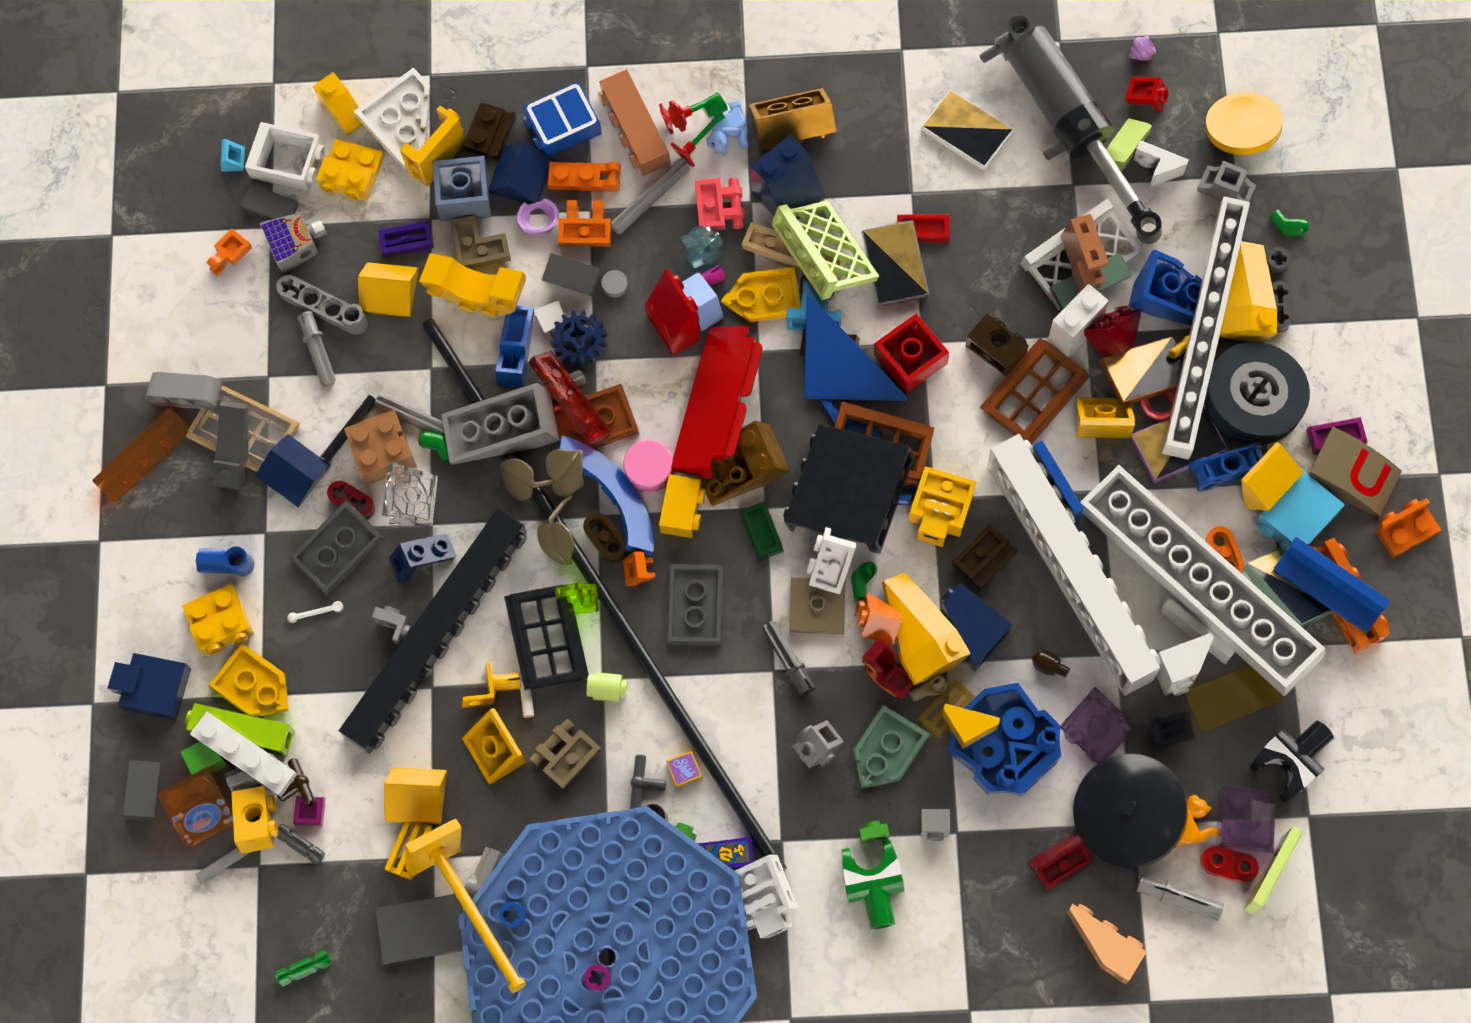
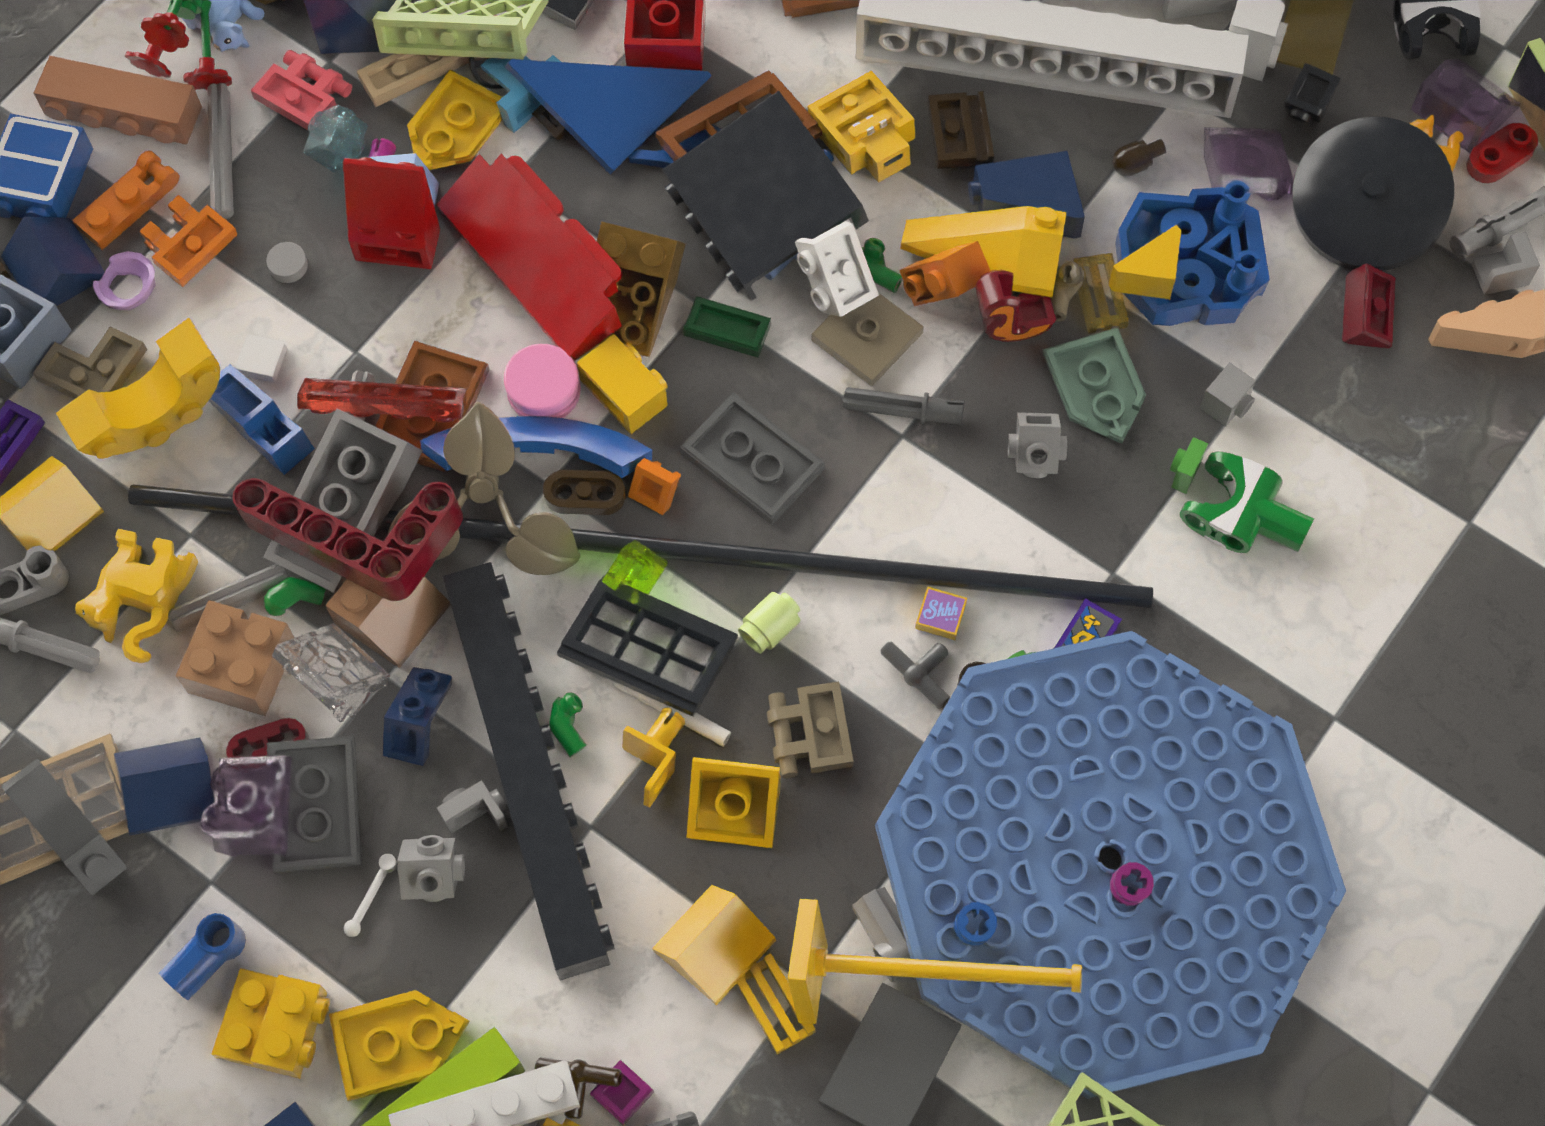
camera: 55 degrees left, 5 degrees down
(309, 518) = (249, 806): none -> clear purple slope
(341, 437) = (175, 690): black bar -> none
(345, 629) = (429, 868): none -> light grey brick
(383, 374) = (138, 585): none -> yellow animal
(465, 494) = (386, 625): none -> medium nougat slope
(468, 449) = (346, 541): none -> dark red beam
(473, 628) = (562, 723): none -> green arm
(572, 275) = (232, 292): dark grey hinge -> none
(590, 336) = (316, 342): dark blue gear -> none
(766, 896) = (1177, 625): white piece -> none
(1149, 918) = (1509, 268): none -> light grey panel

